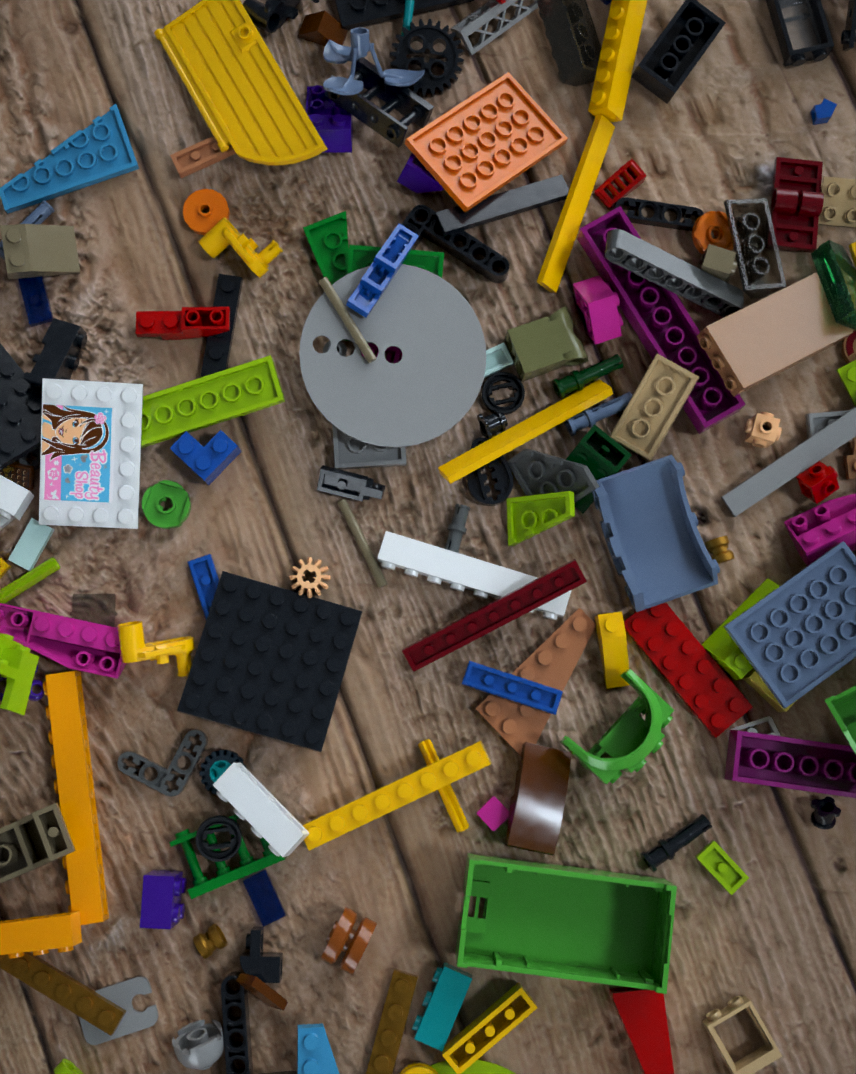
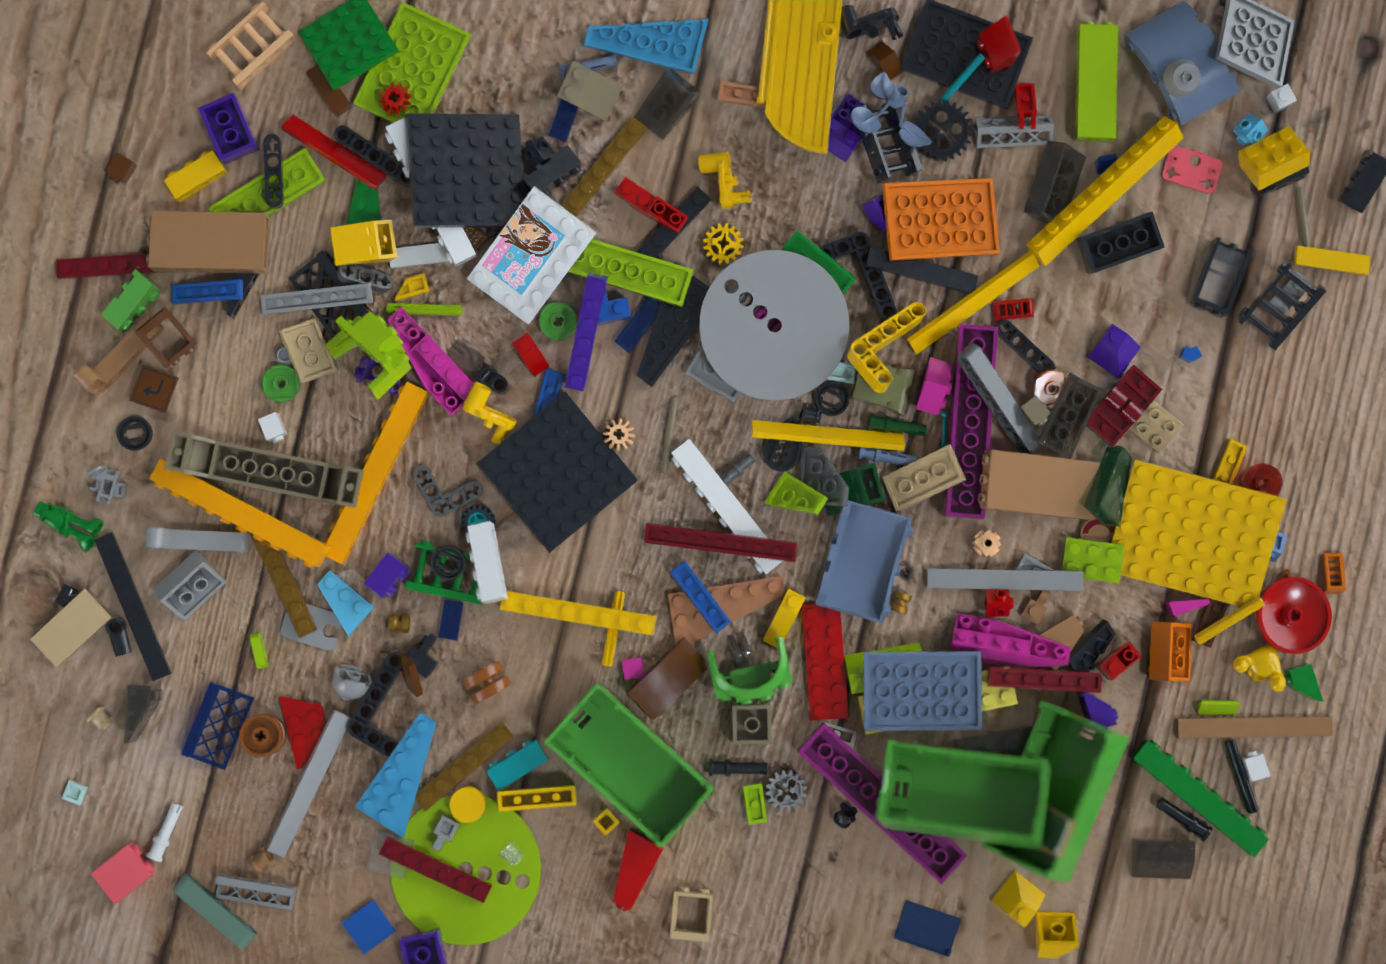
camera: 35 degrees right, 5 degrees up
(25, 345) = (537, 151): none -> black brick
(31, 544) = (452, 287): light aqua tile -> none
(109, 315) = (604, 166): none -> pearl gold plate
(130, 213) = (667, 103): none -> clear smoke slope
(134, 610) = (490, 377): none -> black piece
(136, 960) = (345, 602): none -> medium azure wing
(160, 557) = (531, 354): none -> red slope
(196, 202) = (711, 143): orange plate -> none
(201, 493) = (586, 331): none -> dark purple arch
(253, 452) = (638, 325): none -> clear blue tile
(276, 317) = (731, 245): none -> yellow gear
(292, 436) = (671, 332): none -> black wing
(330, 245) = (785, 220): green wing -> none
(347, 320) = (759, 281): dark tan bar -> none
(348, 484) = (686, 390): black hinge -> none
(382, 270) = (805, 264): blue slope -> none
(503, 317) = (881, 340): none -> yellow beam
(580, 1000) = (606, 821): none -> yellow brick
(592, 715) = (740, 651): none -> clear smoke head
(626, 332) = (944, 414): none -> teal hinge
(660, 785) = (751, 724): none -> dark tan brick
(747, 157) = (1114, 351): none -> dark purple slope
(753, 820) = (784, 779): none -> light grey gear

